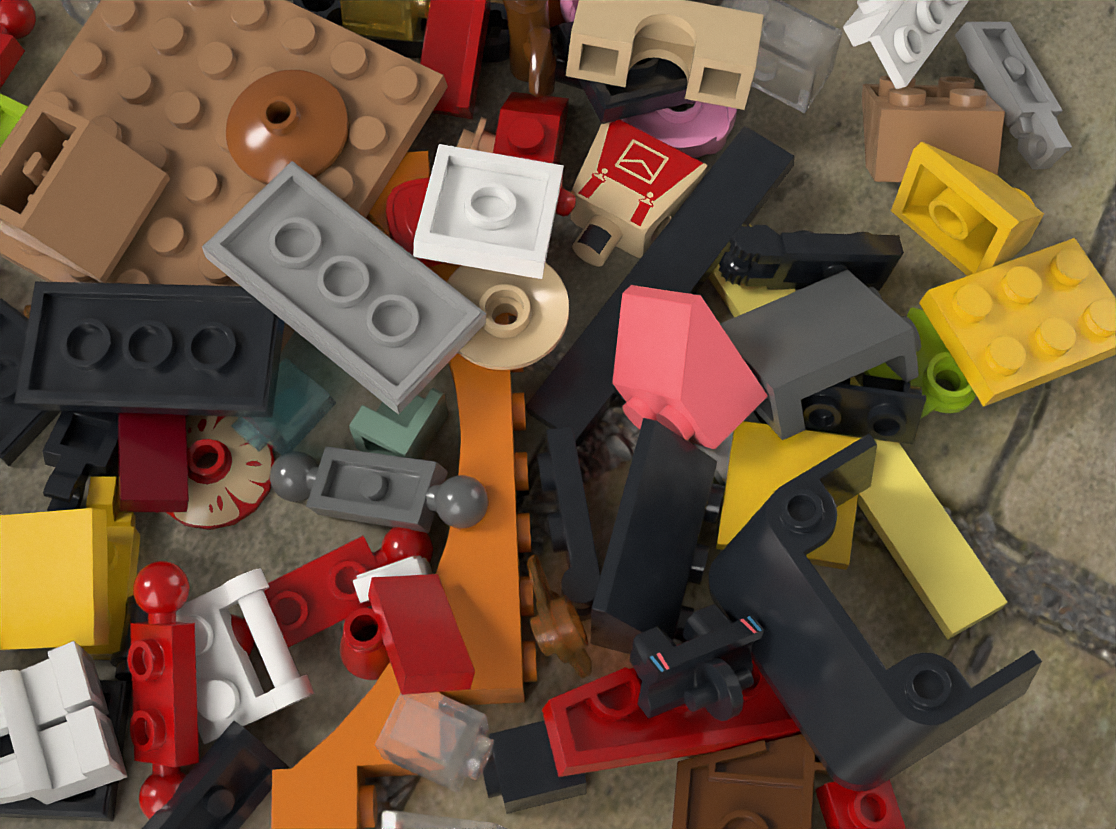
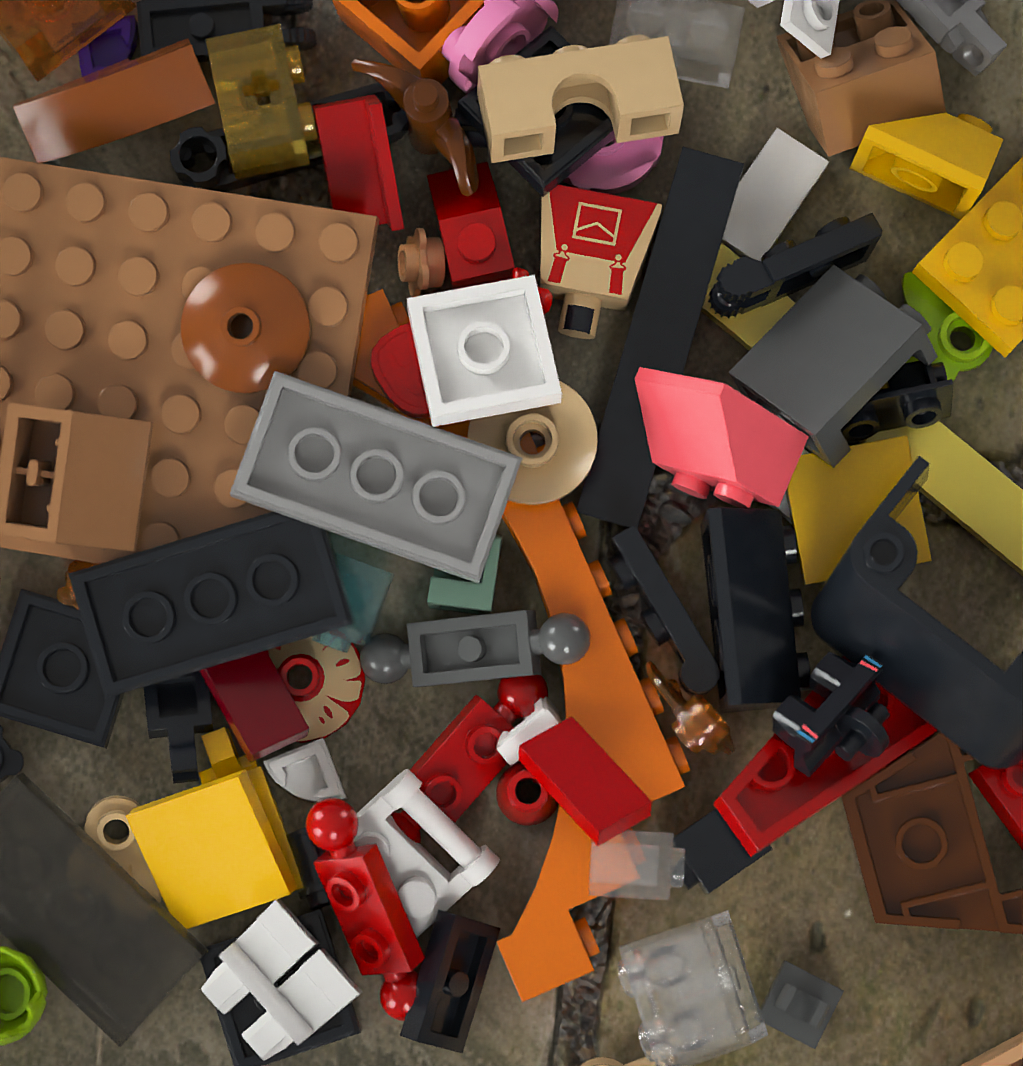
camera: 20 degrees left, 15 degrees up
(179, 544) = (307, 772): none -> white tile
(816, 198) = (771, 194): none -> white tile

